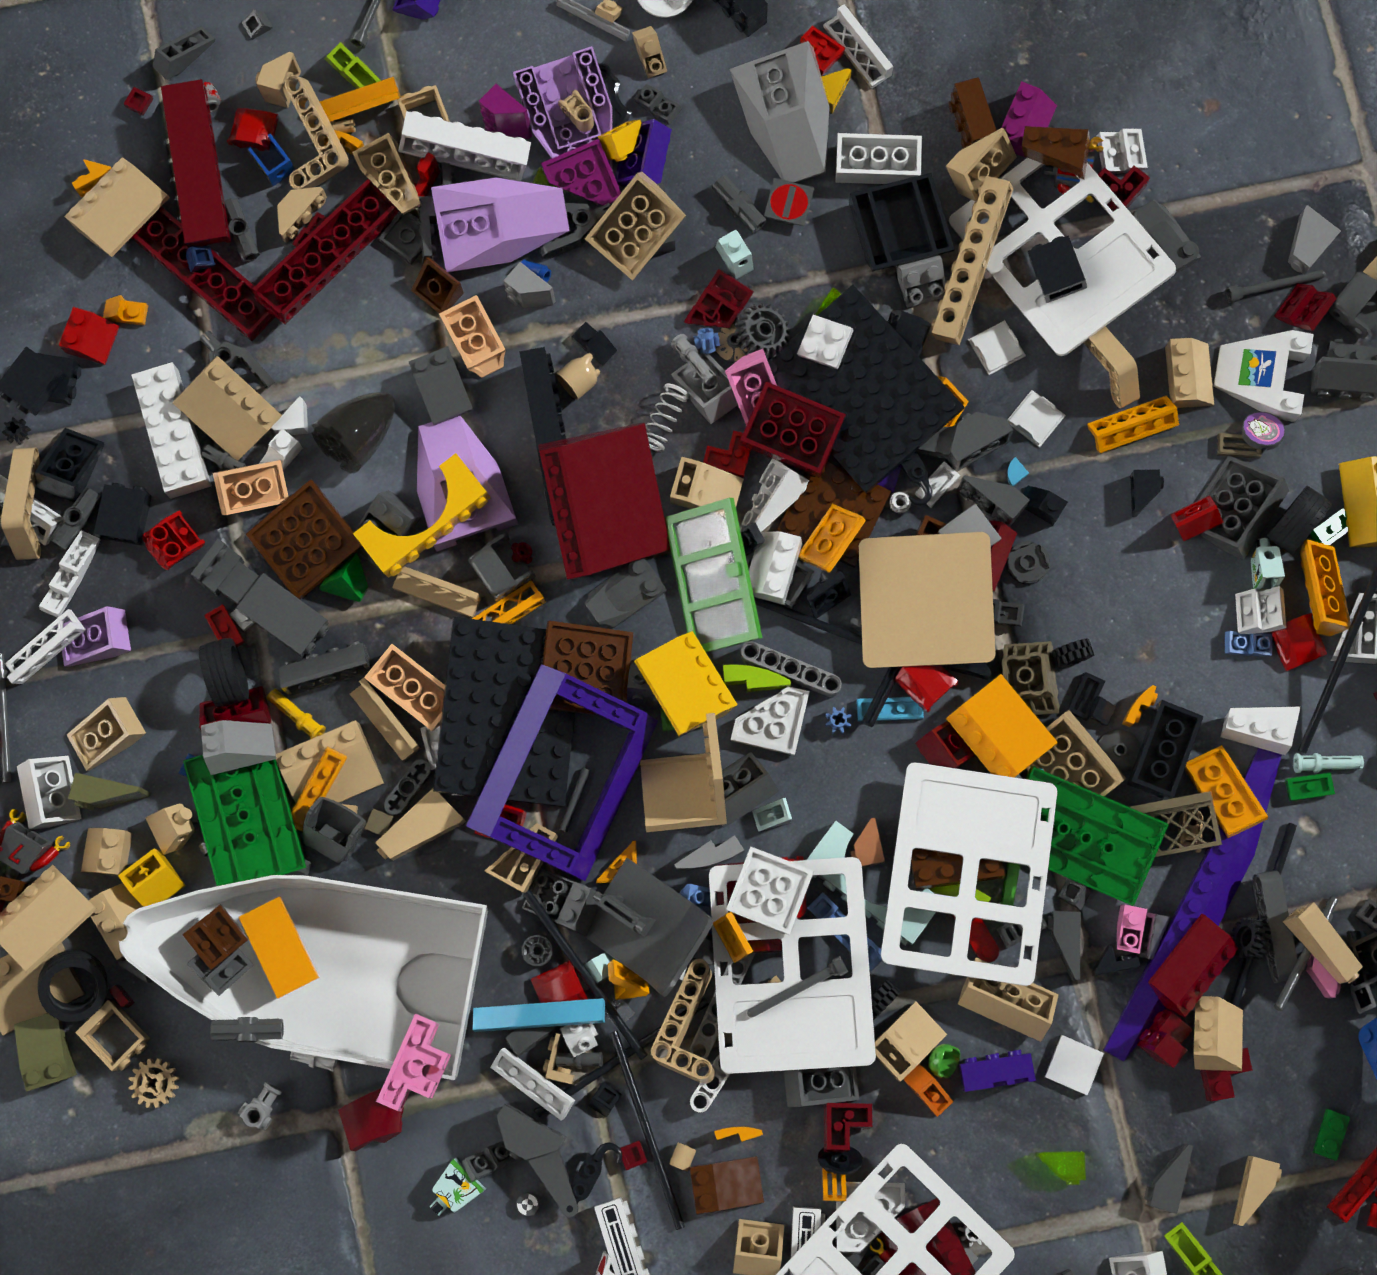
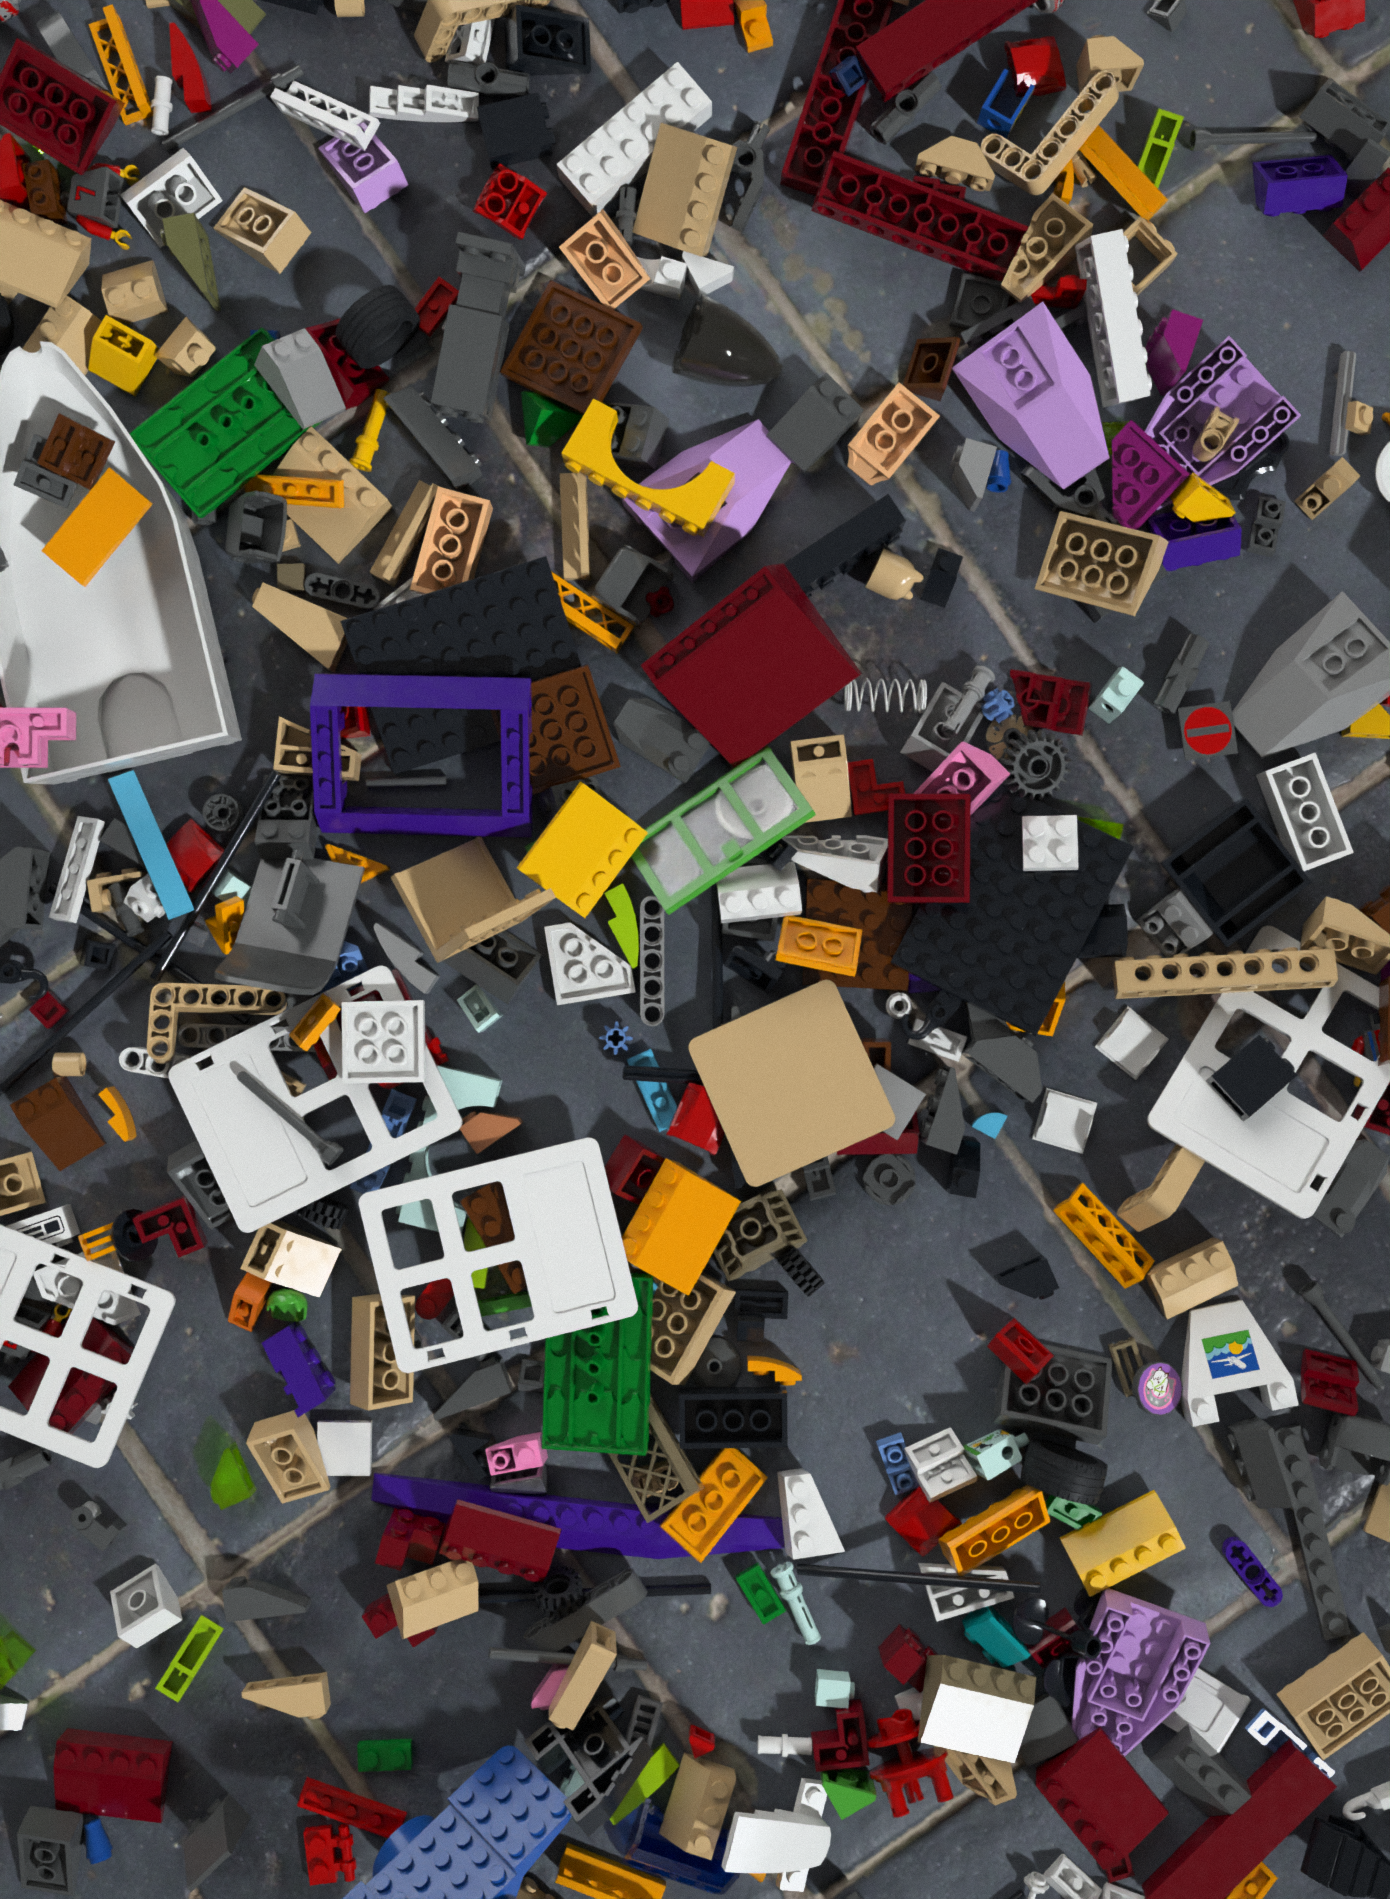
camera: 65 degrees right, 10 degrees up
(1063, 1108) = (289, 1456): none -> tan slope

